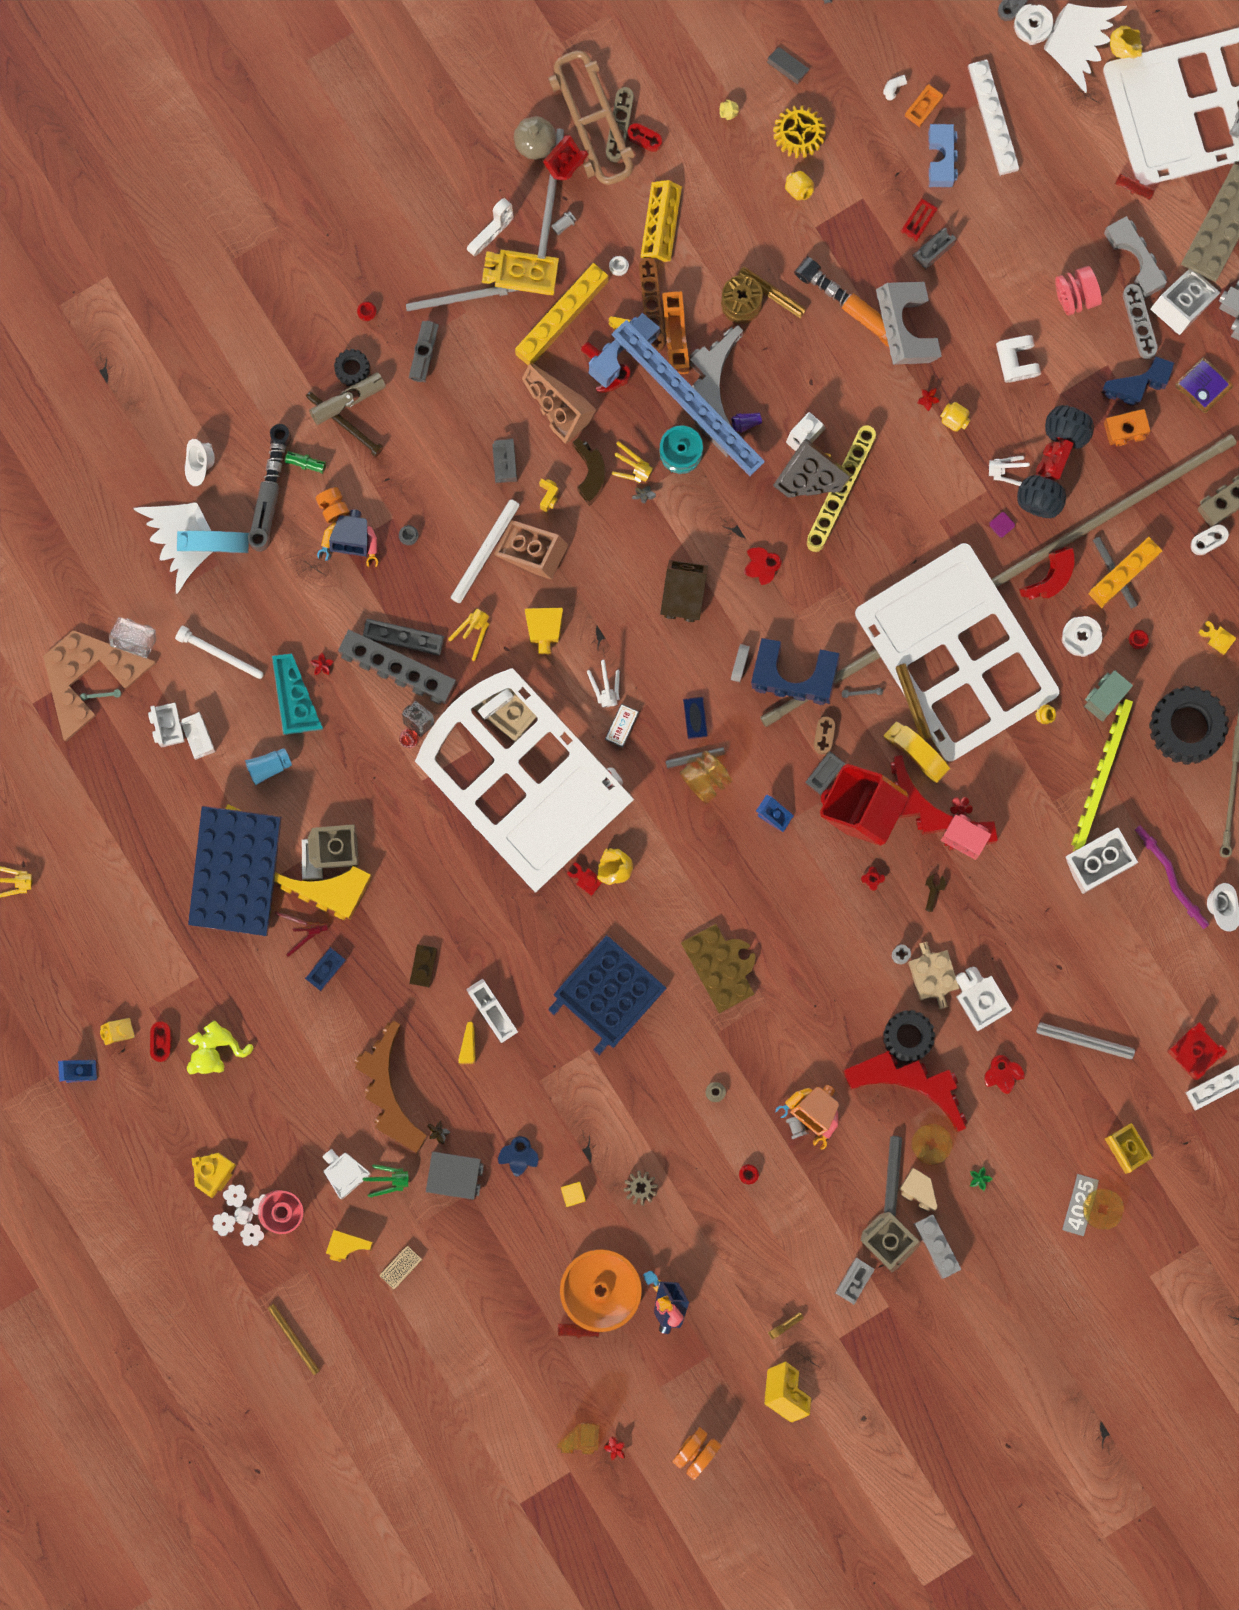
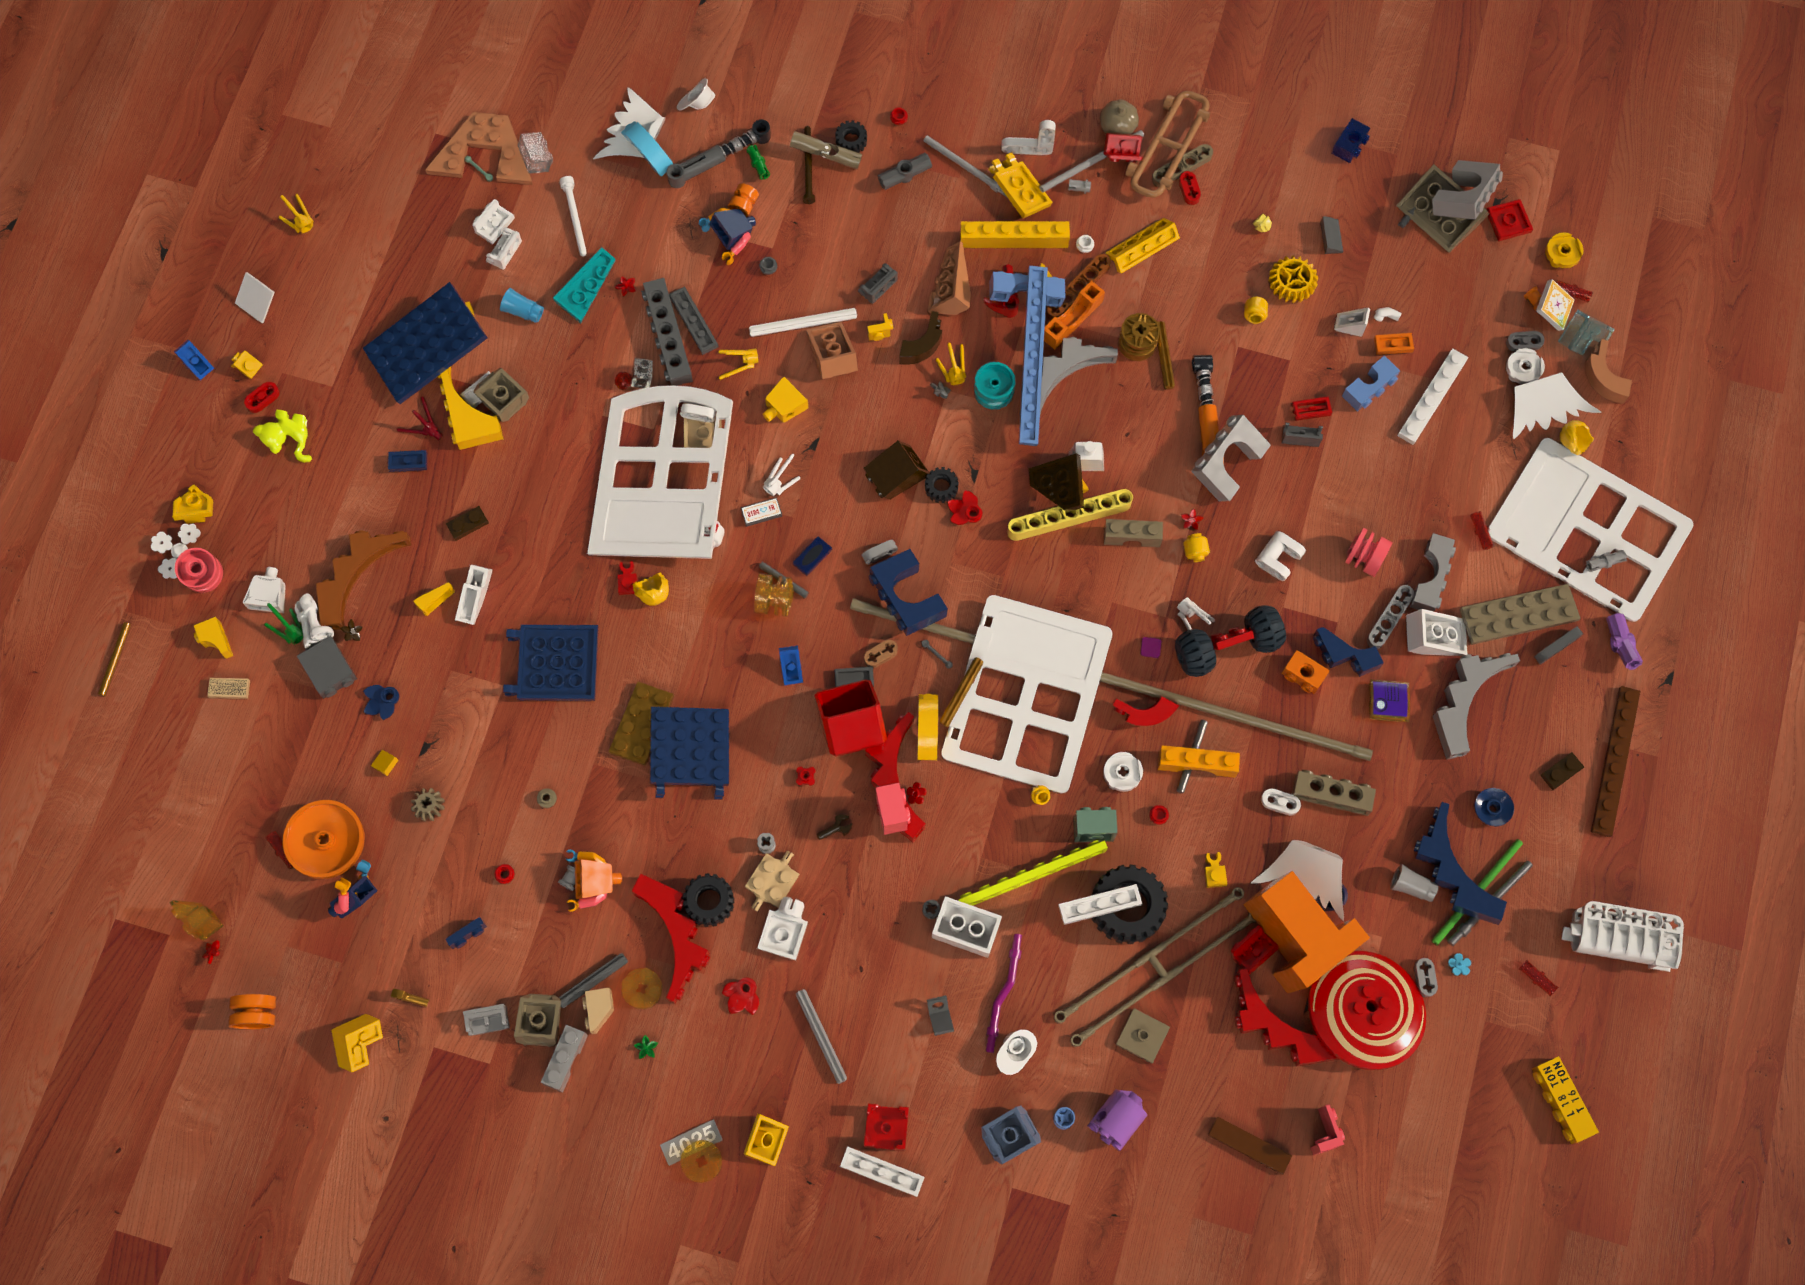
camera: 45 degrees right, 10 degrees down
(62, 976) = (254, 297): none -> white piece
(390, 1153) = (307, 614): none -> white piece
(723, 577) = (940, 474): none -> black tyre
(743, 422) = (1056, 412): dark purple cone -> none
(772, 1250) = (473, 929): none -> dark blue plate
(773, 948) = (689, 748): none -> dark blue plate
(877, 120) = (1352, 321): none -> white slope
(899, 453) = (1119, 531): none -> dark tan arch
(1064, 879) = (929, 915): none -> dark grey bush
(1149, 940) = (940, 1016): none -> dark grey bracket
(1176, 747) = (1100, 904): none -> white plate

